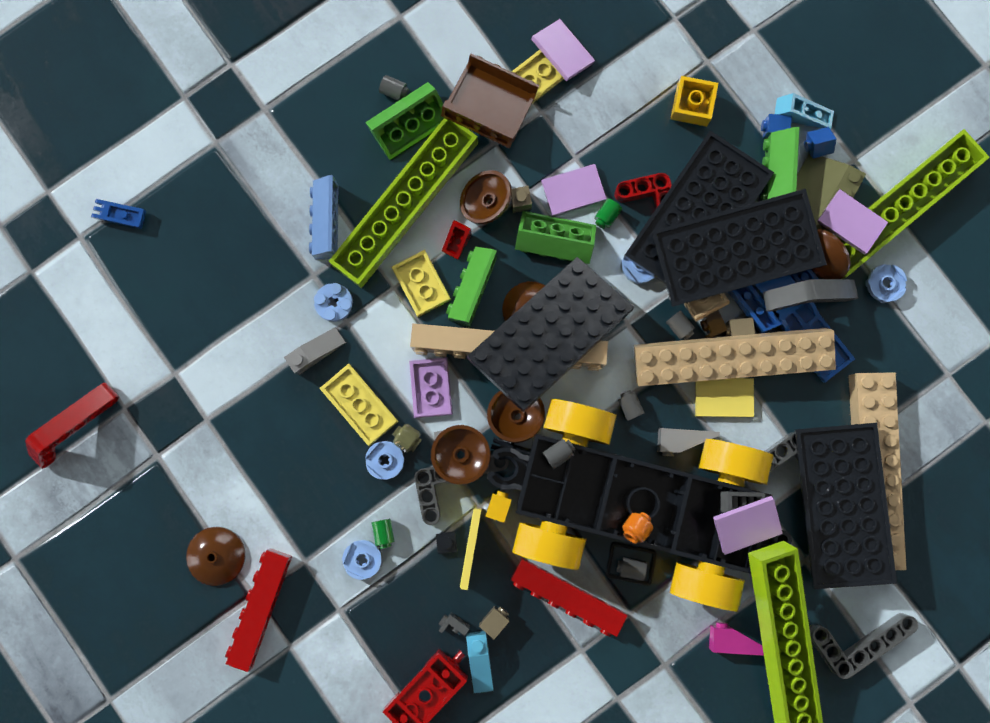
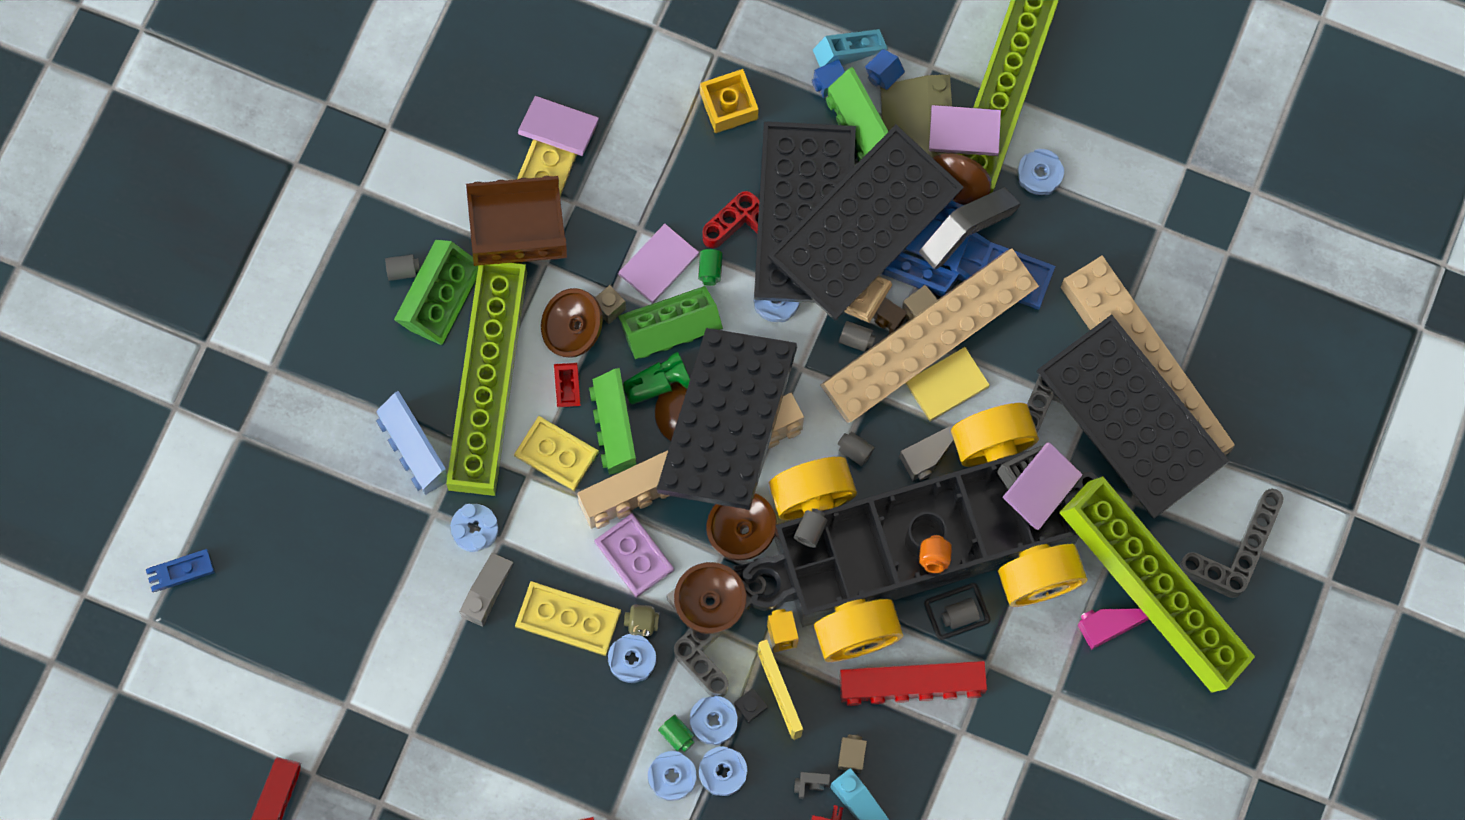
camera: 35 degrees left, 10 degrees down
(389, 584) = (729, 759): none -> light blue plate
(409, 548) = (700, 723): none -> light blue plate
(521, 273) = (656, 379): none -> green piece

